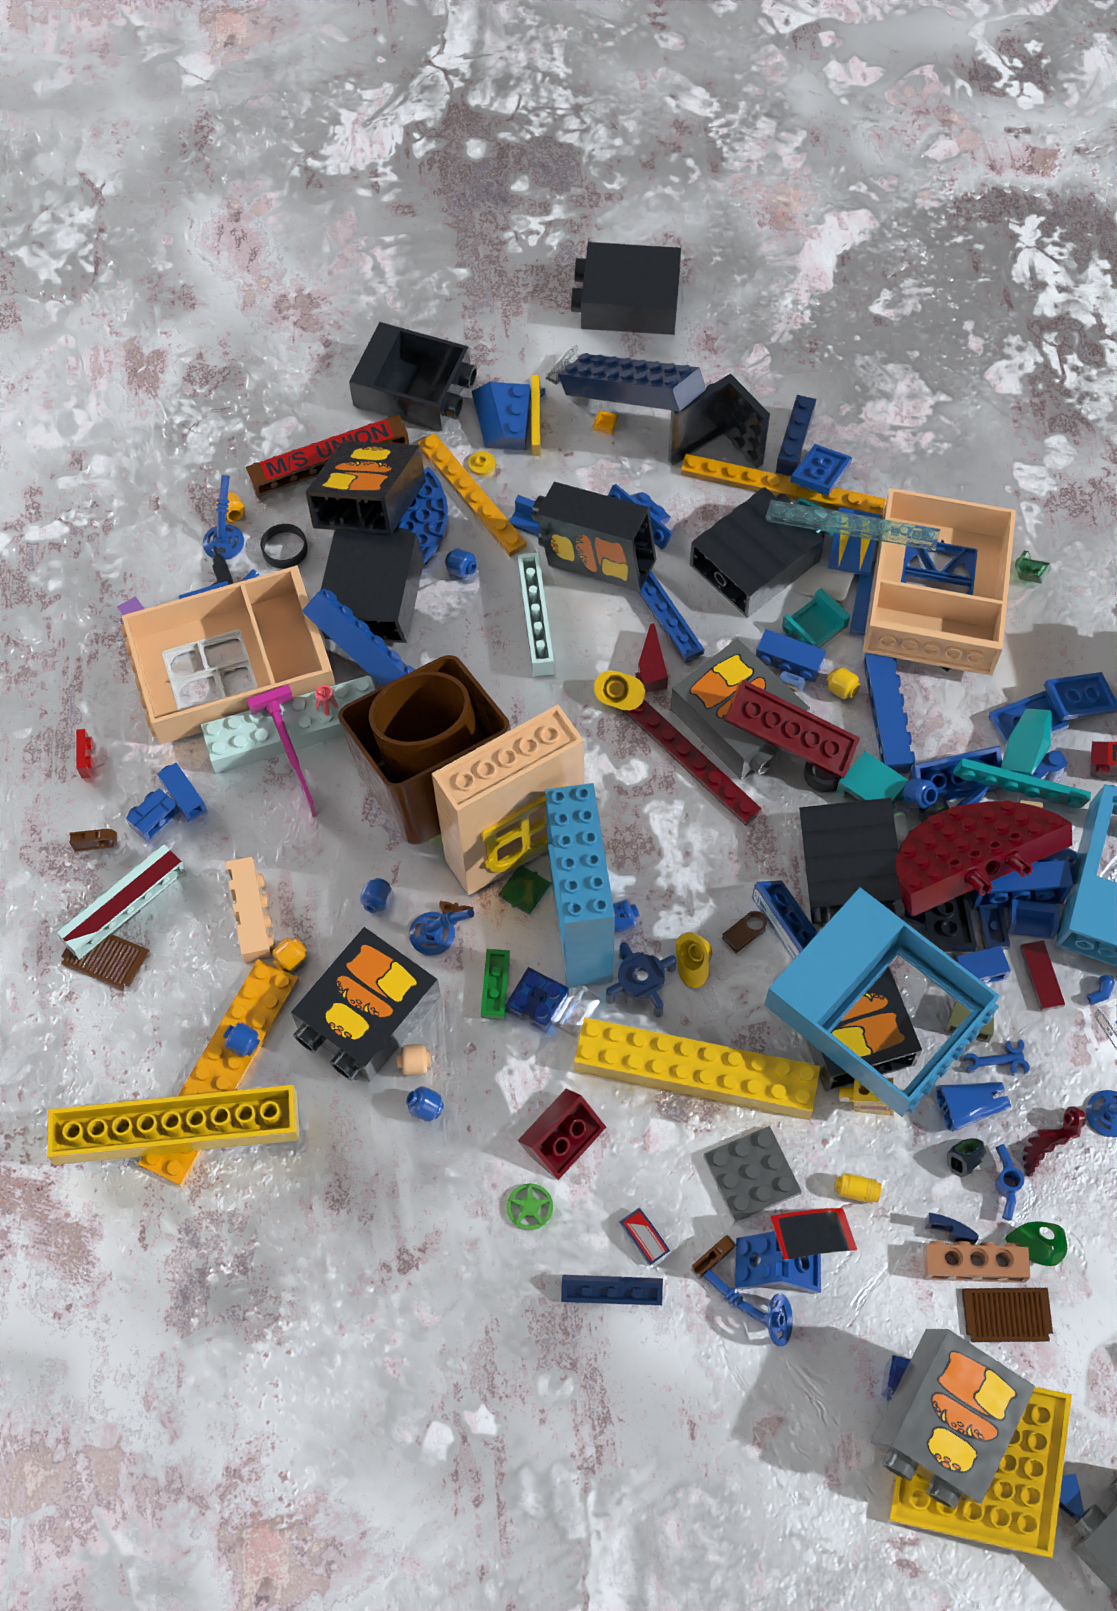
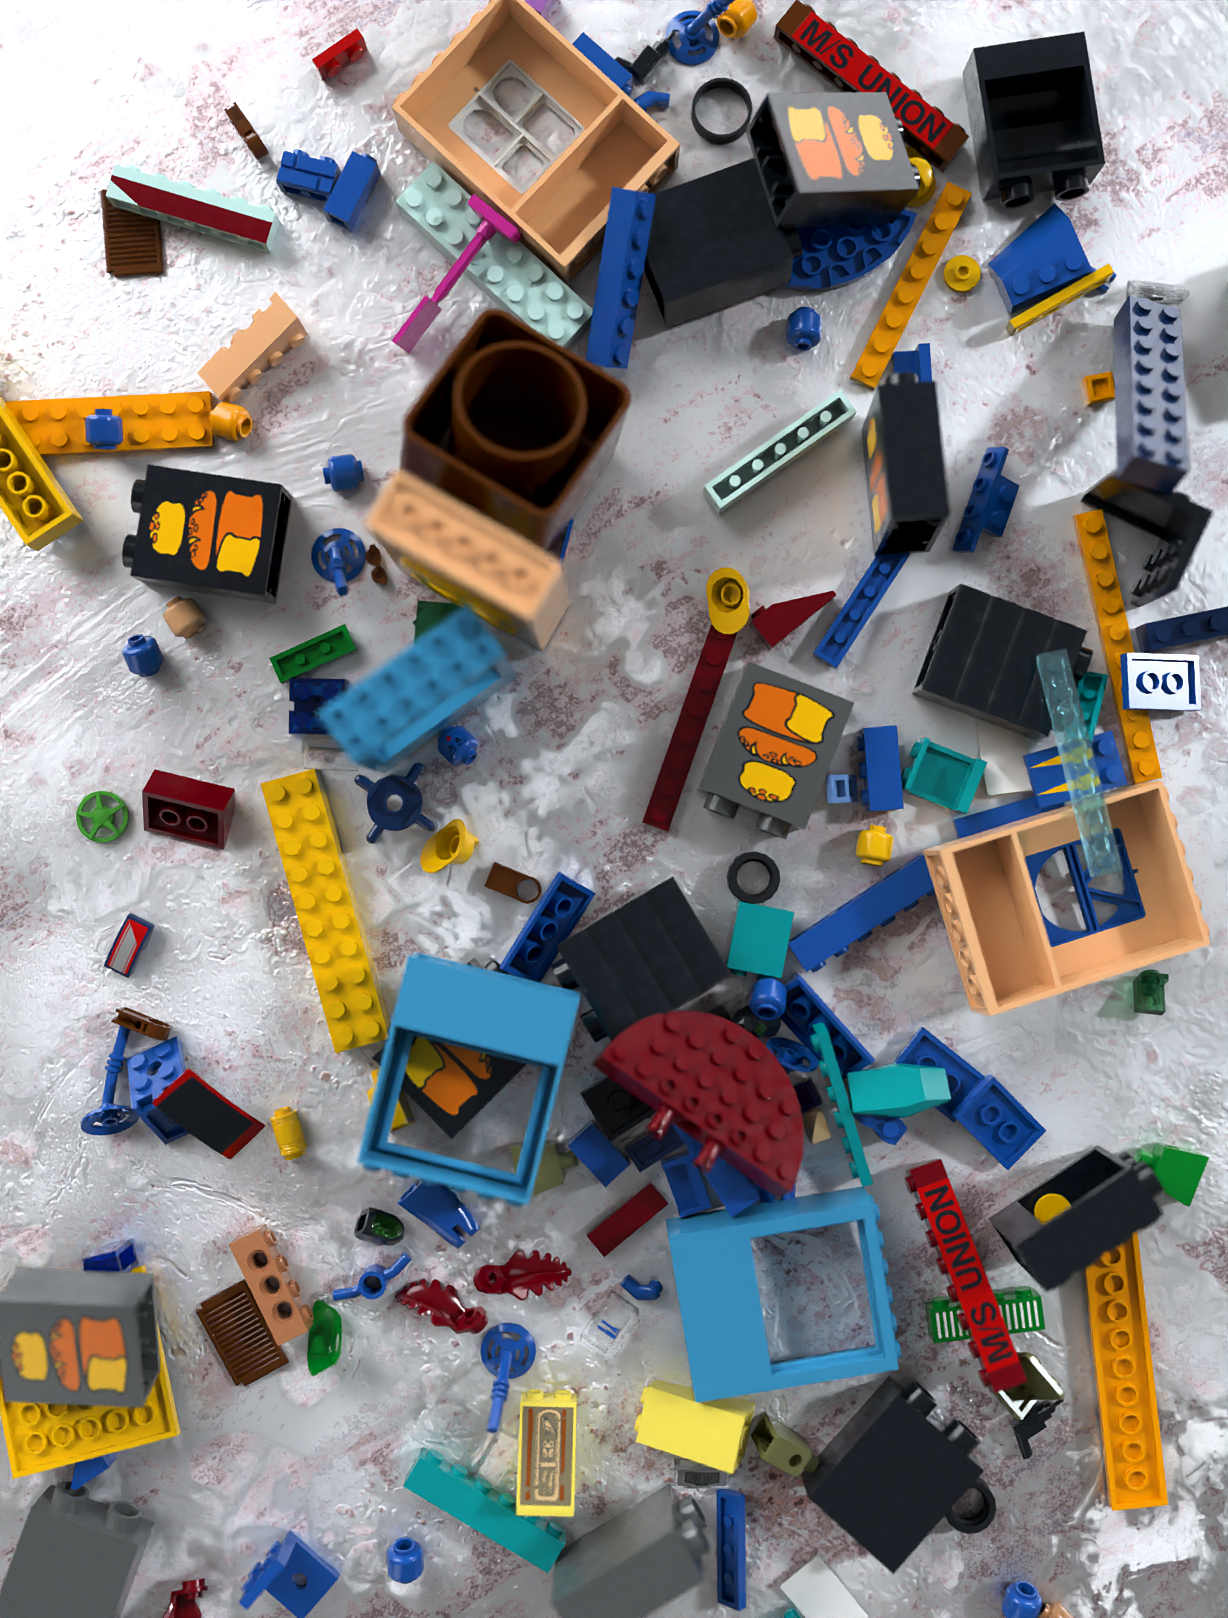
camera: 65 degrees right, 25 degrees up
(324, 696) = (527, 279): coral piece -> none
(612, 1290) = (58, 942): dark blue plate -> none
(752, 1174) = (251, 1019): dark grey plate -> none
(792, 729) = (762, 822): dark red plate -> none
(957, 1230) = (294, 1252): dark blue slope -> none
(1013, 1056) = (517, 1229): blue bar -> none
(1053, 1068) = (522, 1275): none -> dark red plant

